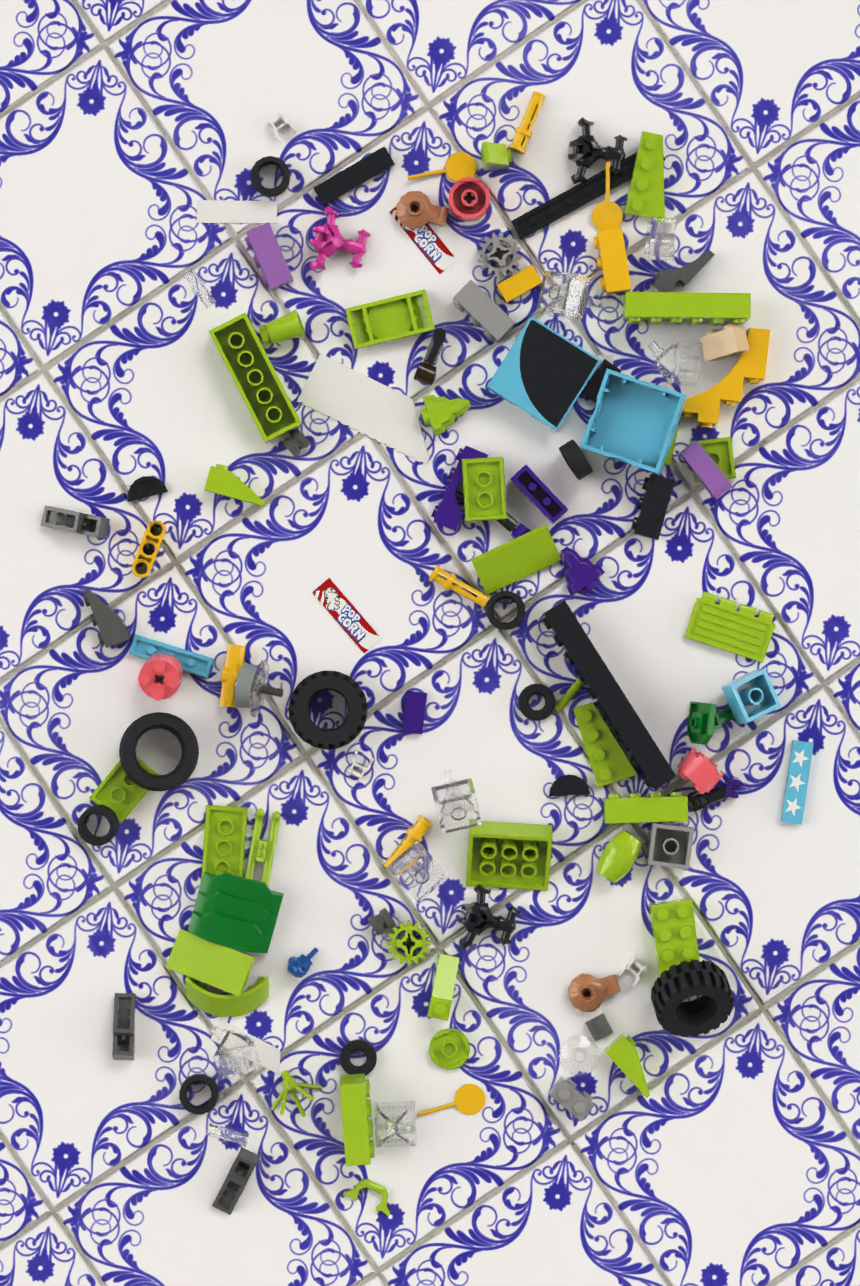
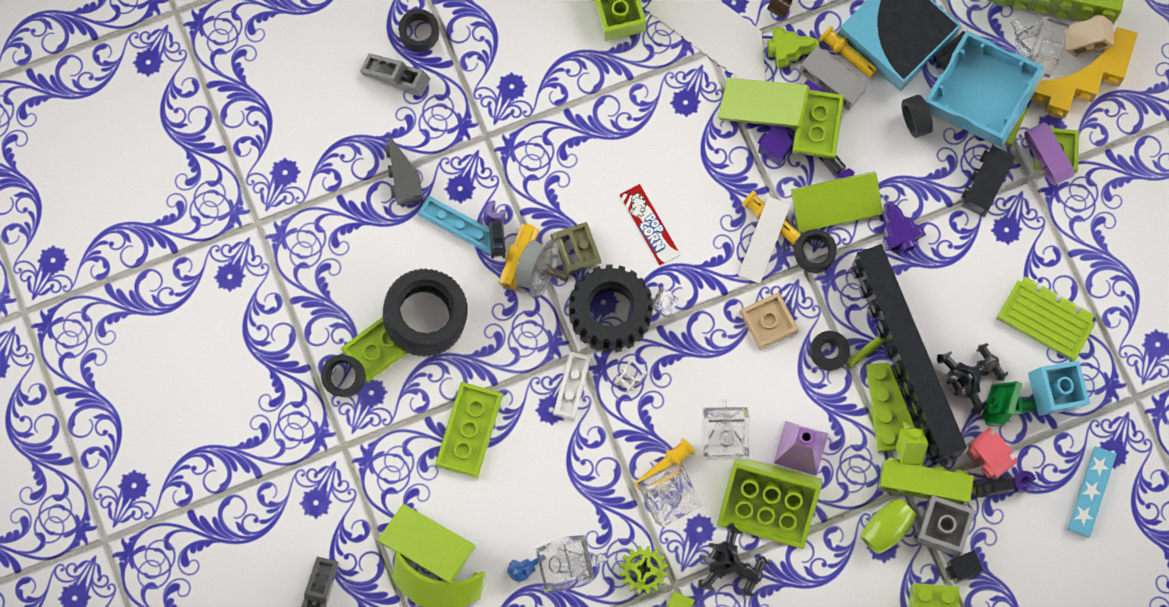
camera: 15 degrees right, 15 degrees down
(84, 457) = (414, 15): none -> black tyre
(146, 487) = (474, 58): black tile -> none
(148, 538) = (465, 105): yellow beam -> none
(159, 665) = (433, 234): coral brick -> none
(206, 657) = (496, 229): none -> black piece
(227, 484) = (557, 70): lime slope -> none
(235, 912) = (467, 495): green slope -> none
(261, 849) = (509, 439): lime piece -> none
(289, 652) = (583, 247): none -> olive plate
(296, 443) = (635, 45): dark grey wheel -> none
(308, 786) = (572, 386): none -> white tile
(340, 954) = (567, 563): none -> clear piece
(376, 690) = (664, 302): none -> clear tile
(381, 921) = (619, 541): dark grey wheel -> none
(414, 712) = (699, 334): dark purple tile -> none
(429, 478) = (763, 102): none -> lime tile
(456, 610) = (764, 239): none -> white sticker
(475, 685) = (769, 321): none -> tan tile
(490, 434) = (833, 76): none -> light grey brick
(491, 400) = (841, 46): none -> yellow pin
(522, 788) = (801, 448): none -> medium lavender slope
(539, 494) = (873, 142): dark purple brick -> none
(568, 785) = (847, 443): black tile -> none
(626, 779) = (911, 444): none -> lime brick
(666, 703) = (967, 379): none -> black piece
(693, 878) = (963, 567): none -> black brick

